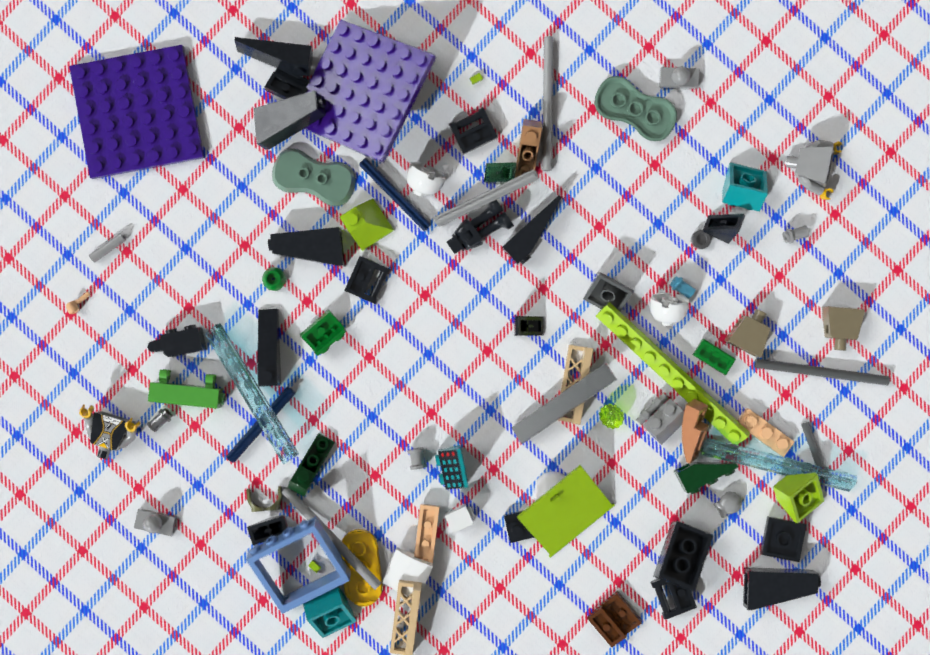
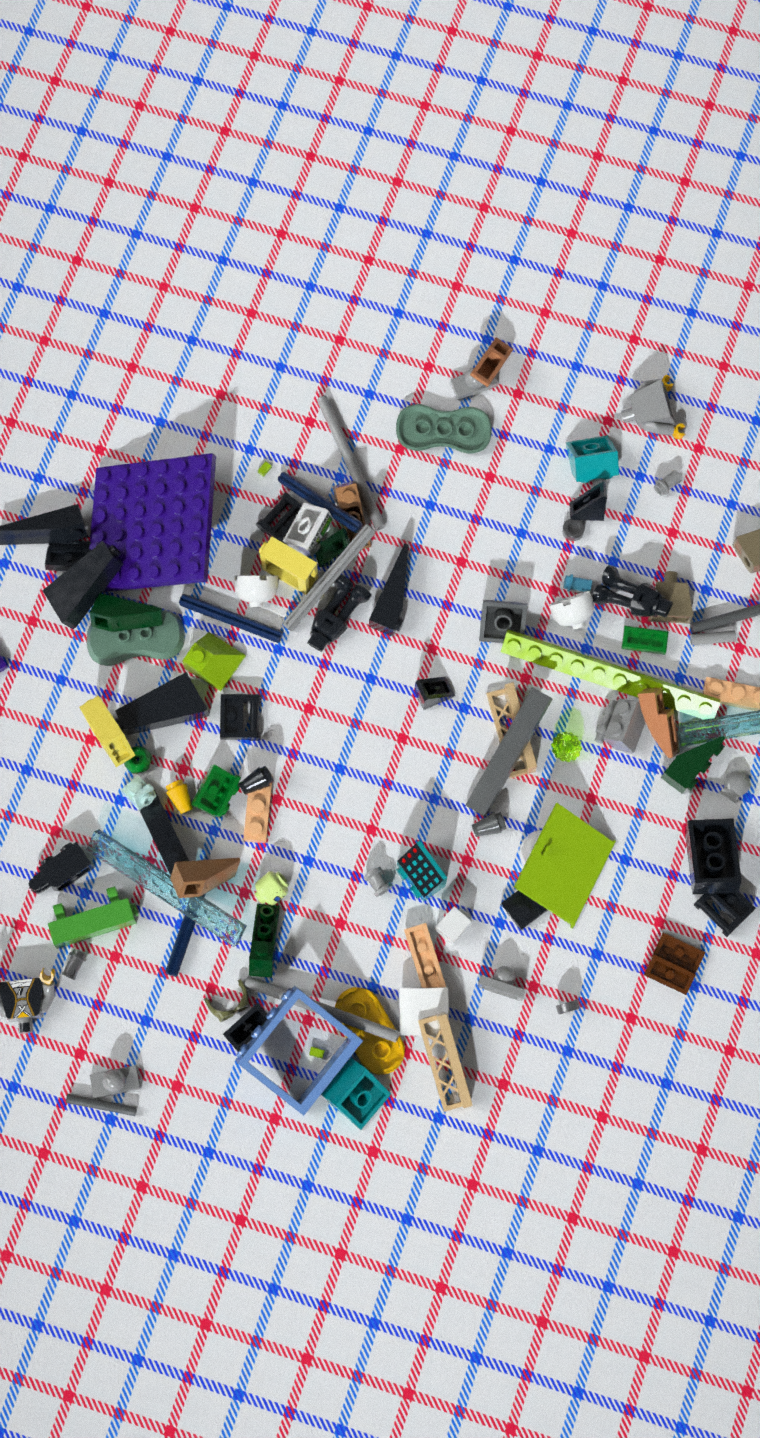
camera: 25 degrees left, 15 degrees down
(138, 534) = (101, 1105): none -> dark grey bar
(255, 249) = (107, 731): none -> light yellow window
(263, 307) = (139, 793): none -> light aqua bracket
(277, 399) = (202, 876): none -> medium nougat slope
(294, 323) = (180, 796): none -> yellow cone
(305, 155) = (121, 614): none -> dark green slope
(333, 427) = (271, 888): none -> yellowish green head
(350, 358) = (257, 815): none -> light nougat plate
(357, 340) = (257, 780): none -> black cone
(457, 172) = (288, 565): none -> light yellow window
(476, 578) = (502, 983): none -> light grey tile
(486, 149) = (308, 529): none -> white slope
(506, 130) = (318, 500): none -> dark blue axle
(518, 617) = (567, 1007): none -> flat silver tile
(523, 451) = (489, 825): none -> dark grey cone
(700, 69) = (491, 362): none -> nougat slope
(731, 329) = (645, 599): none -> black piece
(769, 378) = (714, 637): none -> light grey piece

